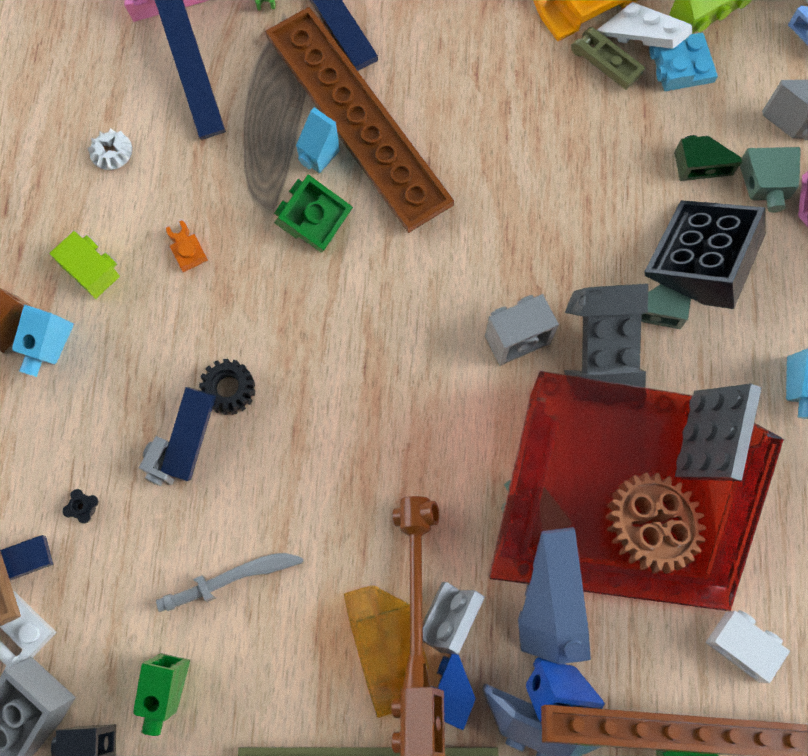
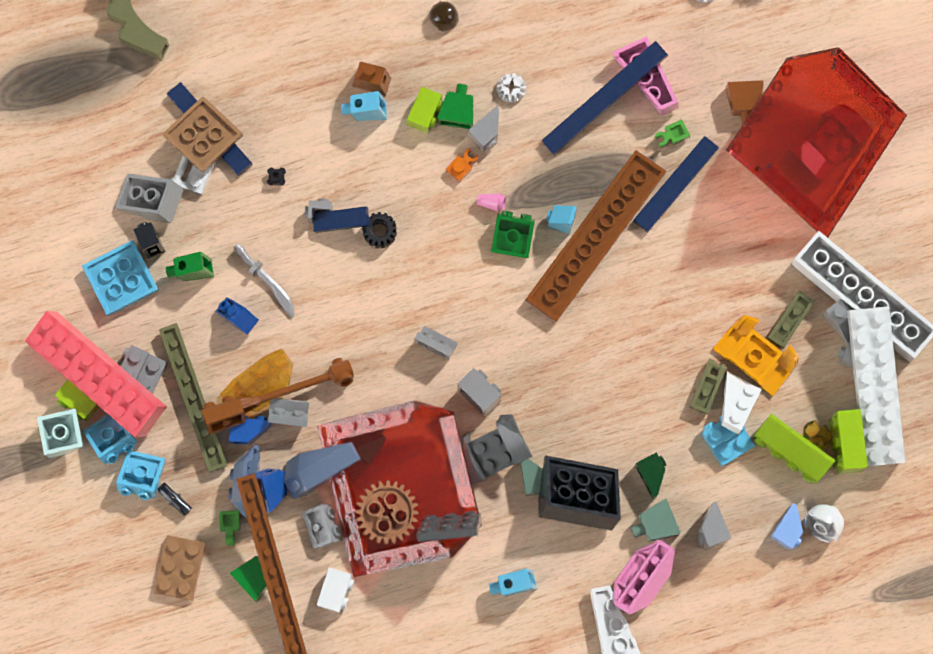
camera: 70 degrees right, 5 degrees up
(106, 221) = (457, 109): none -> green torso
(153, 197) = (486, 130): none -> light grey slope
(254, 224) = (492, 201): none -> bright pink cone
(266, 644) = (237, 315): none -> blue slope
(424, 366) = (436, 342): none -> light grey bracket
(641, 630) = (322, 525): none -> light grey bracket

